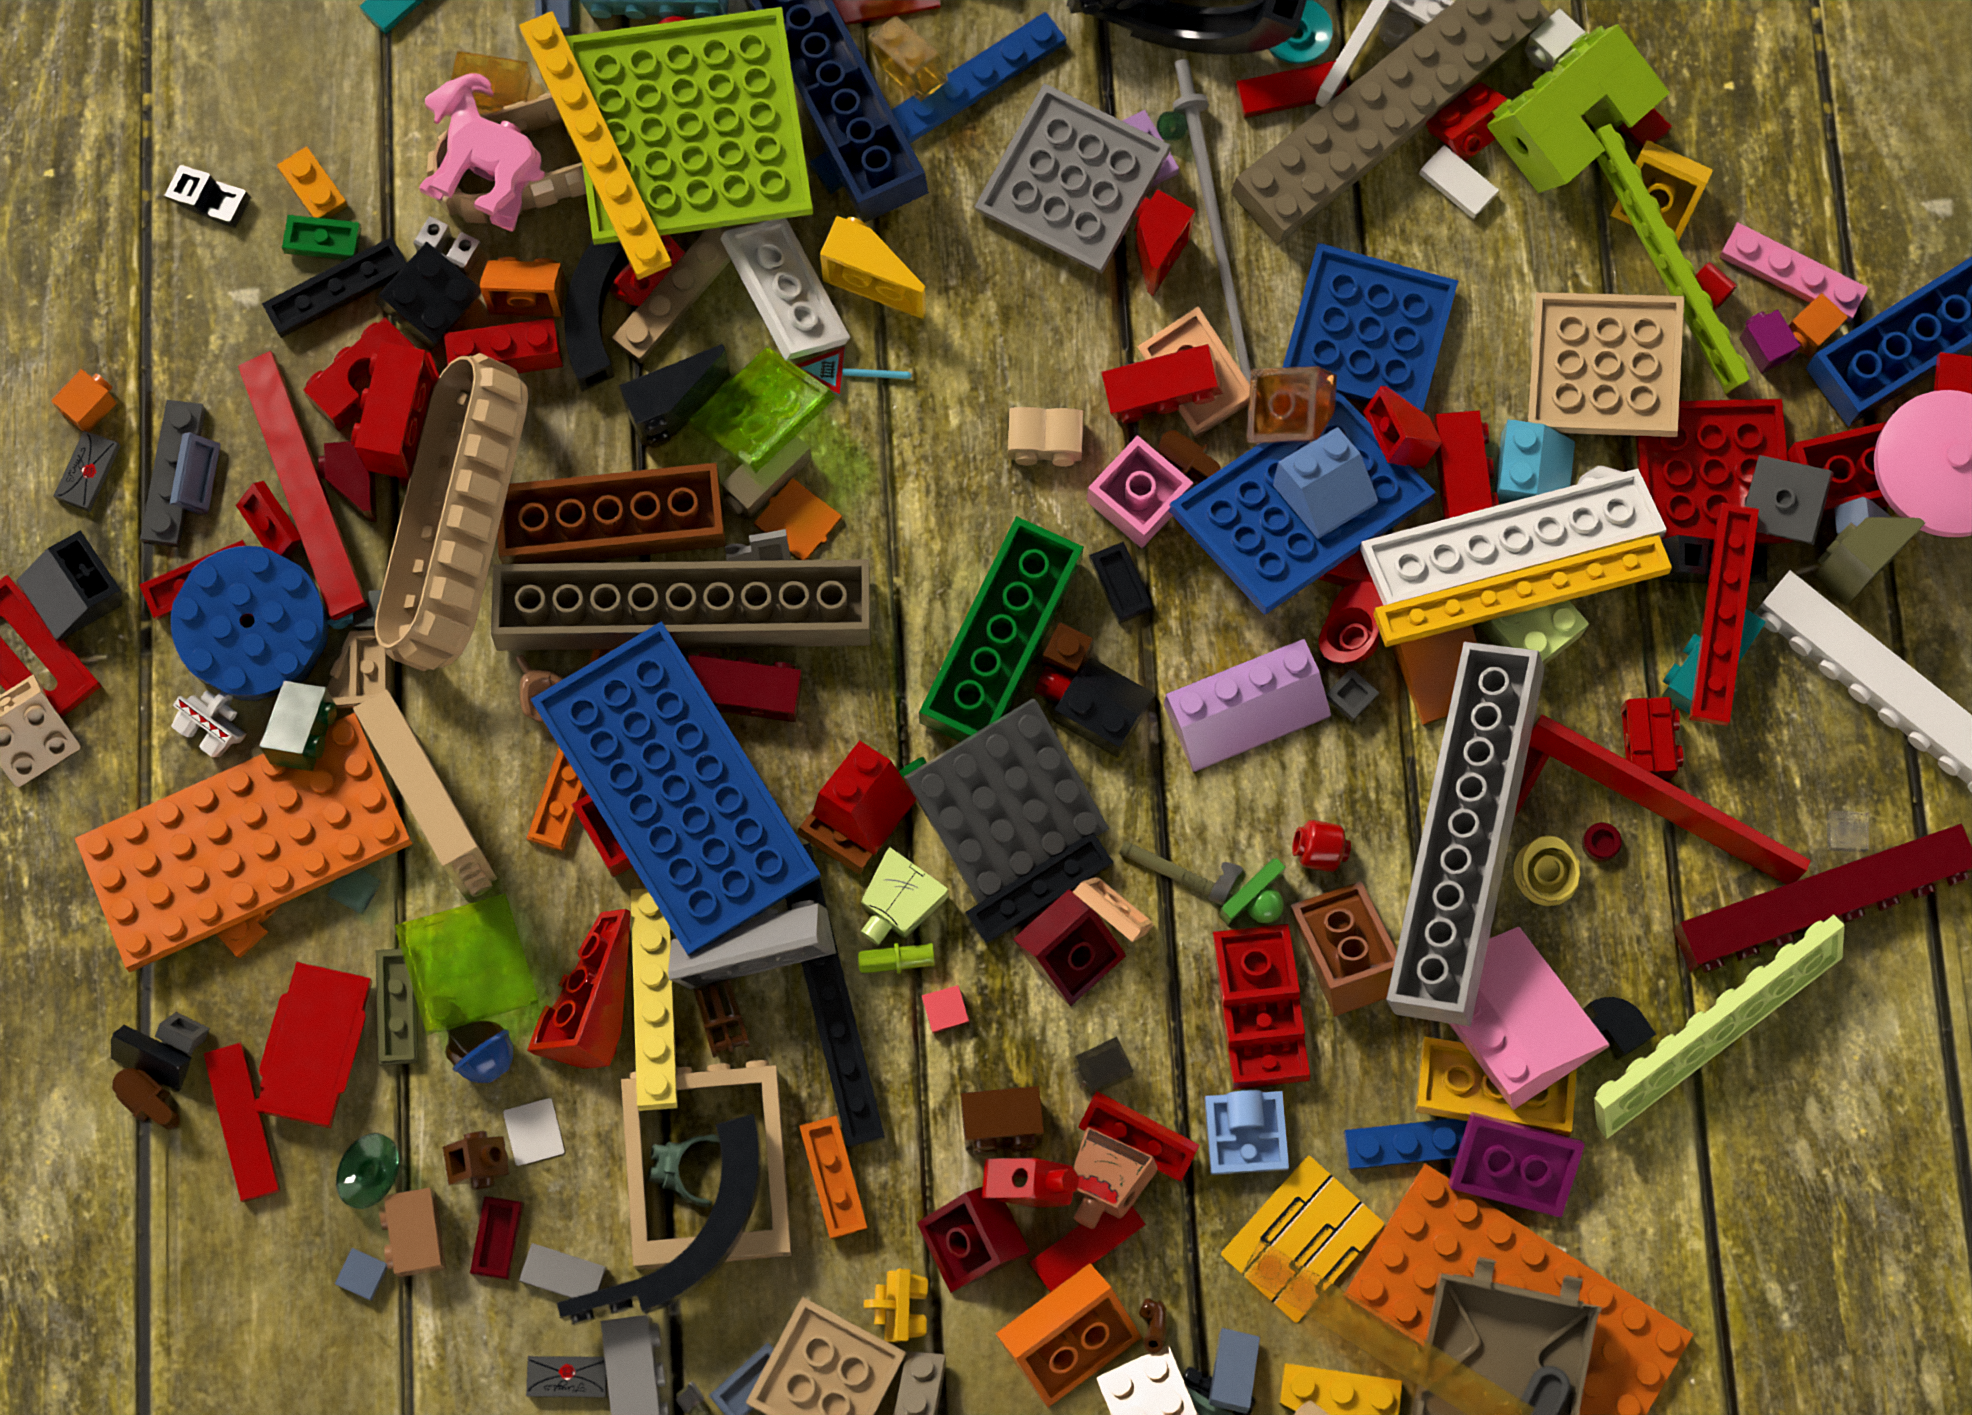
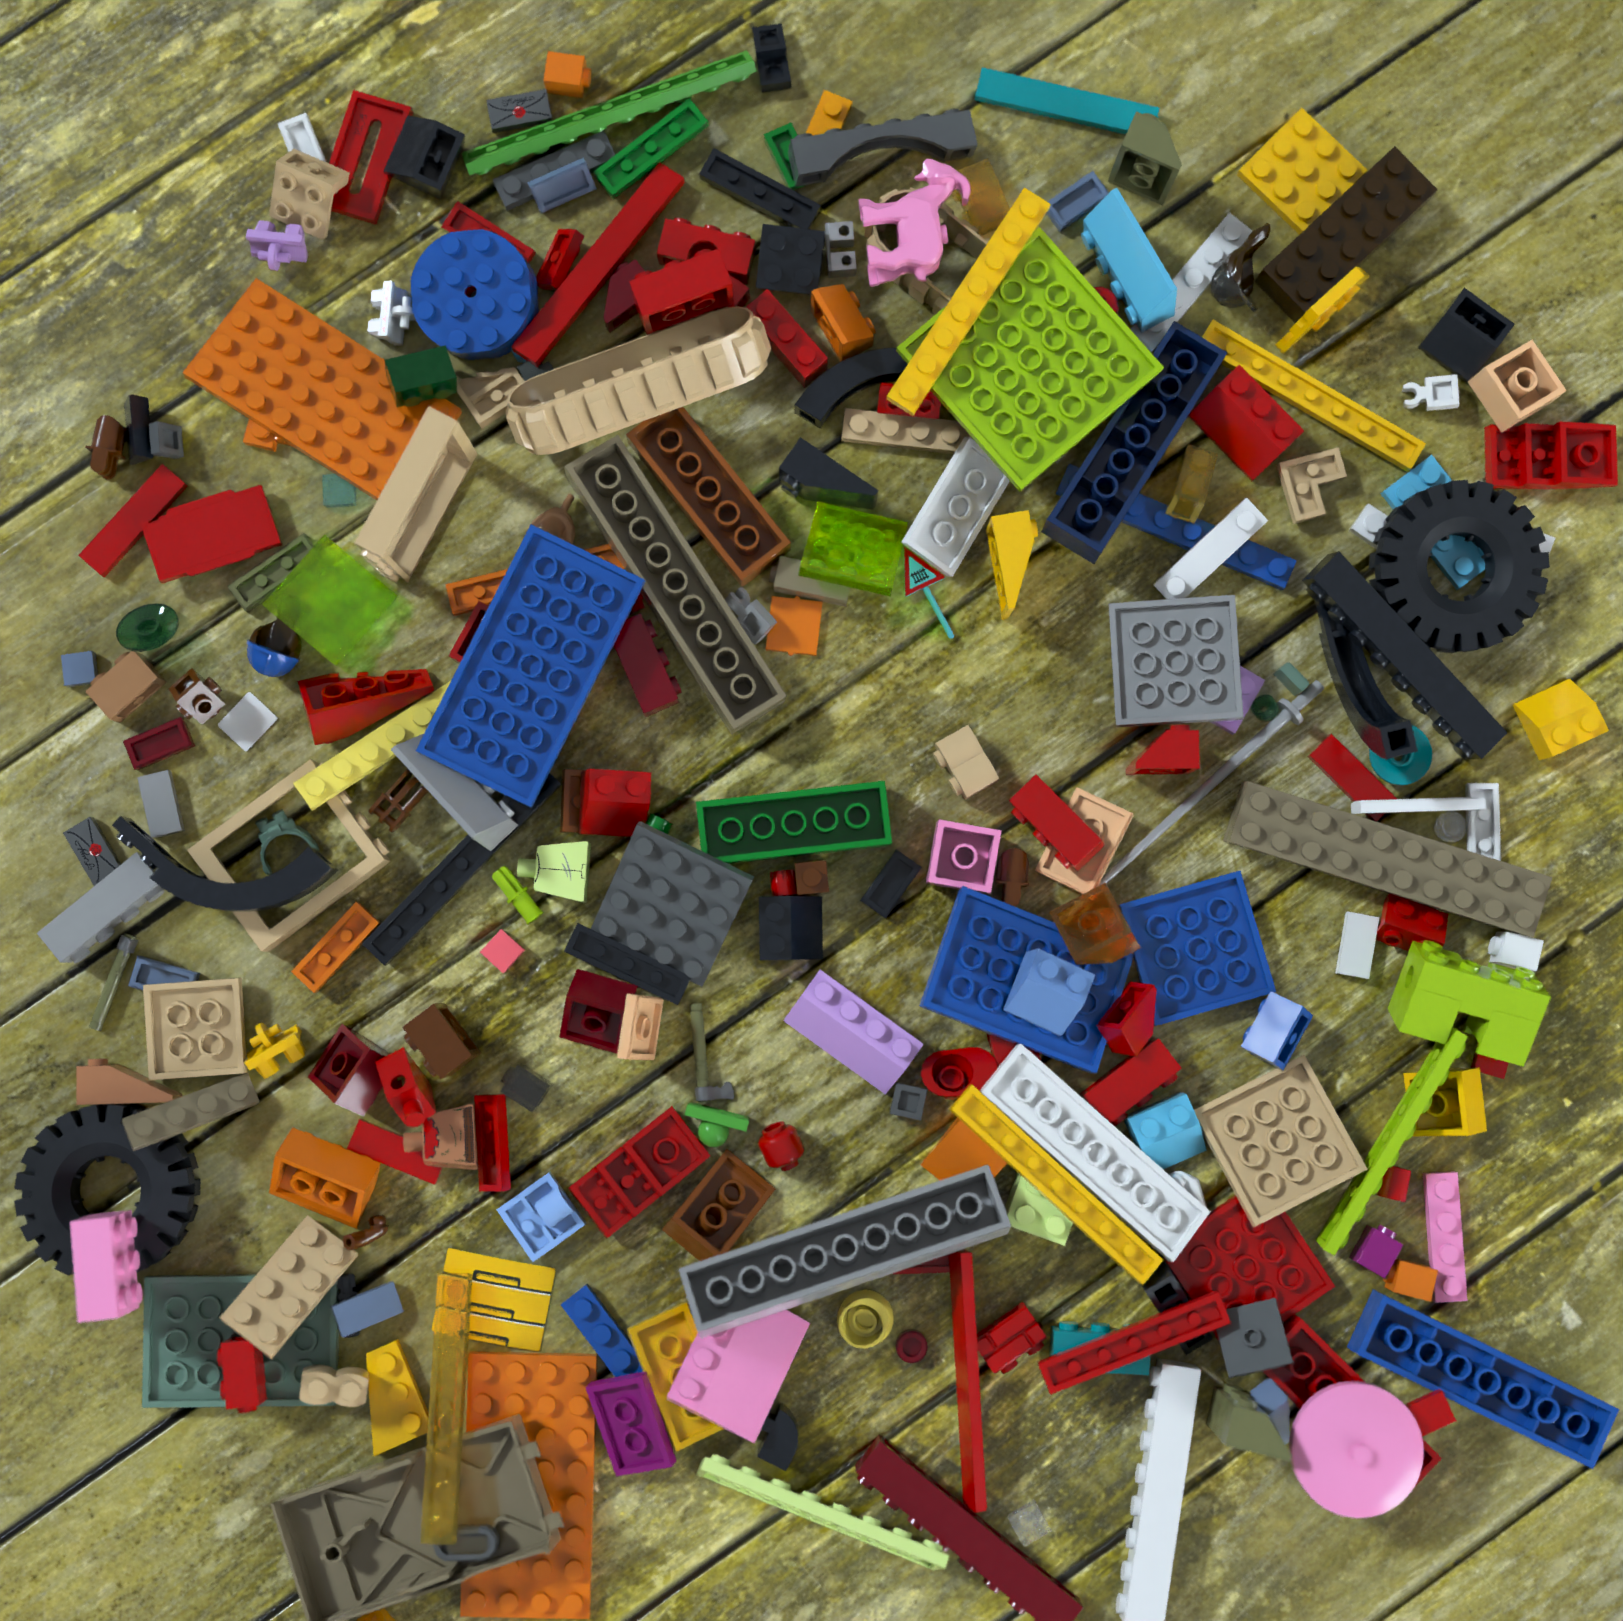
camera: 55 degrees right, 10 degrees up
(57, 795) = (277, 246): none -> lavender hips
(152, 384) = (599, 116): none -> bright green plate
(218, 365) = (651, 148): none -> green plate
(404, 82) = (940, 136): none -> dark grey arch
(986, 81) = (1211, 551): none -> white plate
(1159, 84) = (1291, 678): none -> sand green tile
(1496, 302) = (1276, 1030): none -> brick

